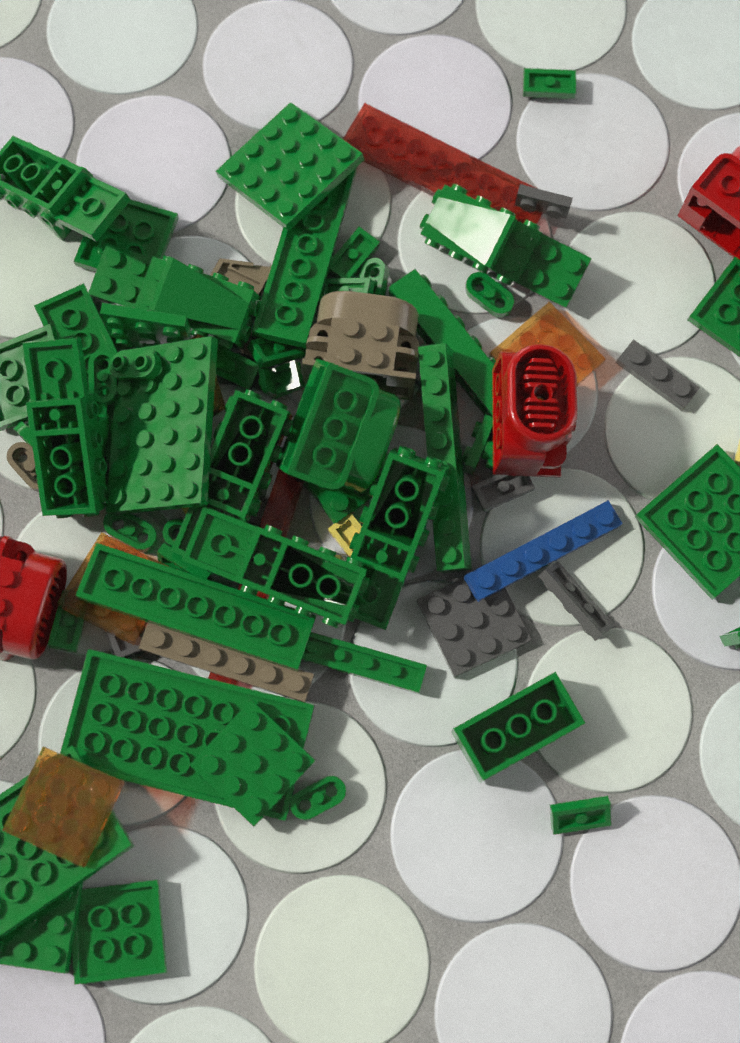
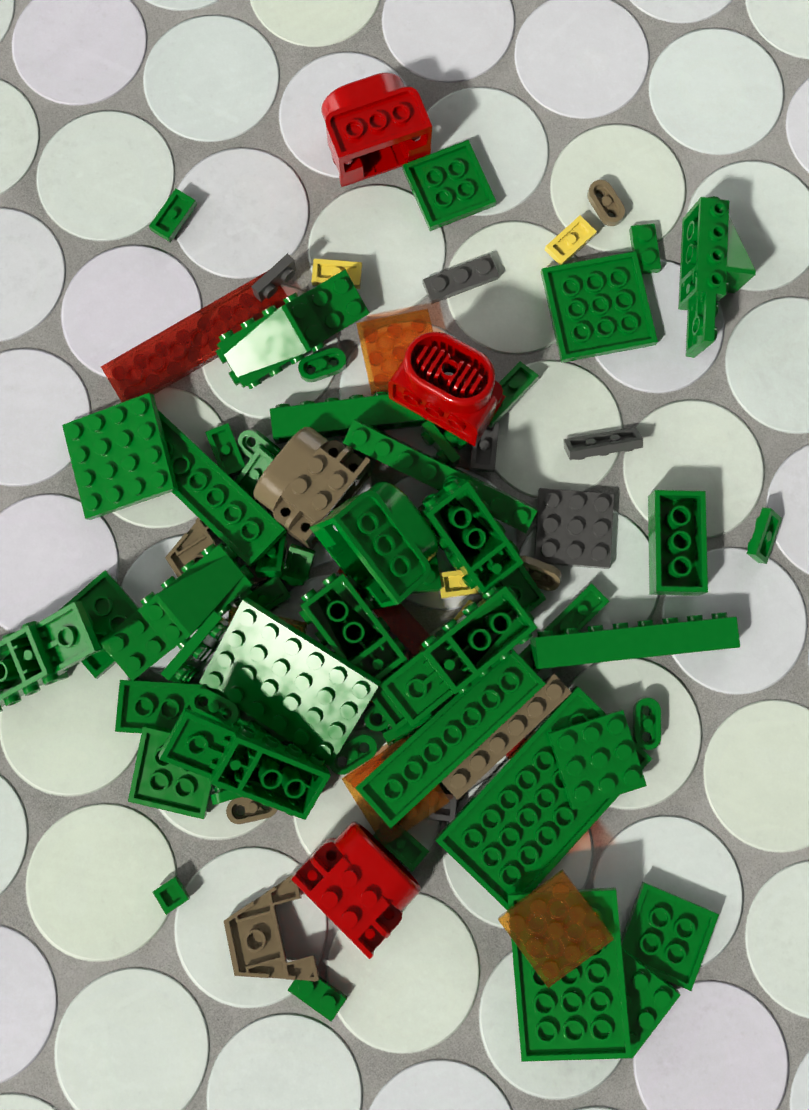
camera: 60 degrees left, 5 degrees up
(129, 365) = (224, 678): green plate -> none
(392, 739) = (634, 642): none -> green brick
(407, 610) = (544, 575): none -> dark tan plate
(542, 551) = (551, 446): blue plate -> none
(575, 482) = (514, 386): none -> green plate
(598, 268) = (325, 269): none -> light yellow plate

